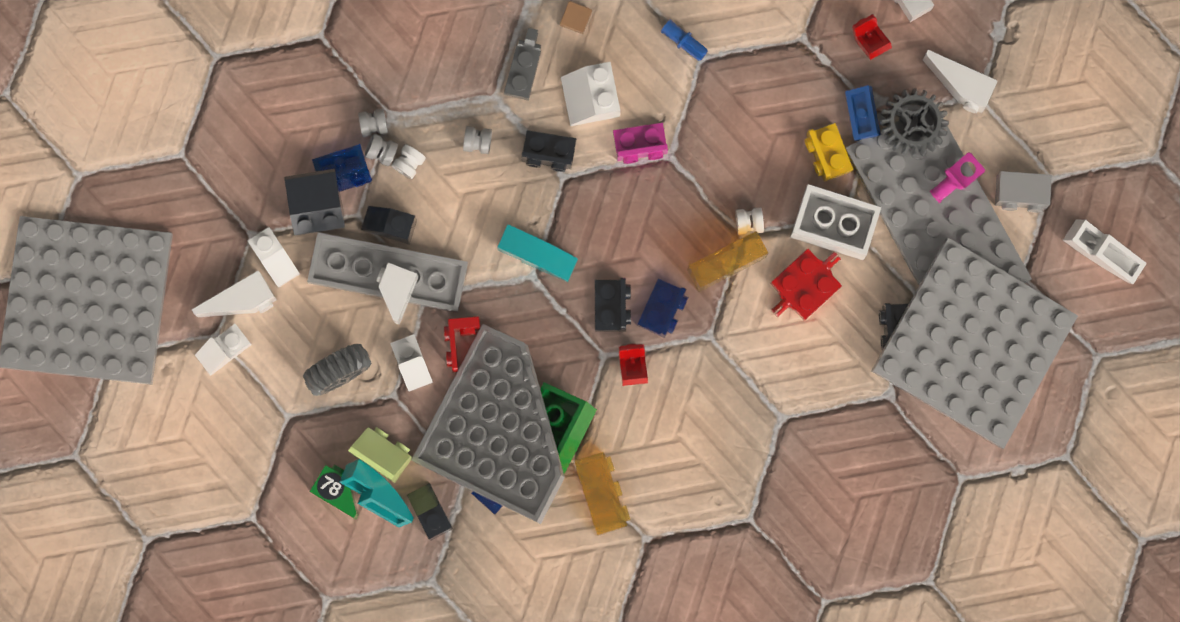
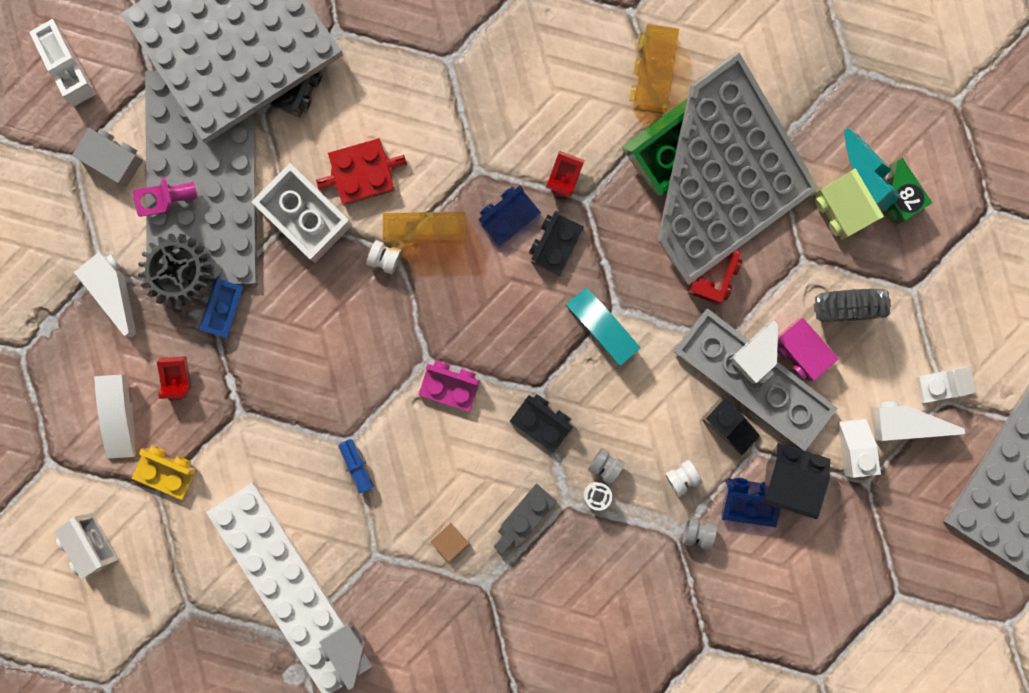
camera: 150 degrees left, 5 degrees up
(357, 316) = (805, 350): none -> dark pink brick
(381, 150) = (705, 502): light grey wheel -> none
(411, 363) = (773, 282): white slope -> none
(429, 512) = (824, 130): black slope -> none
(472, 117) = (594, 493): none -> white wheel
(591, 94) = (474, 457): white slope -> none
(828, 152) = (274, 287): yellow bracket -> none

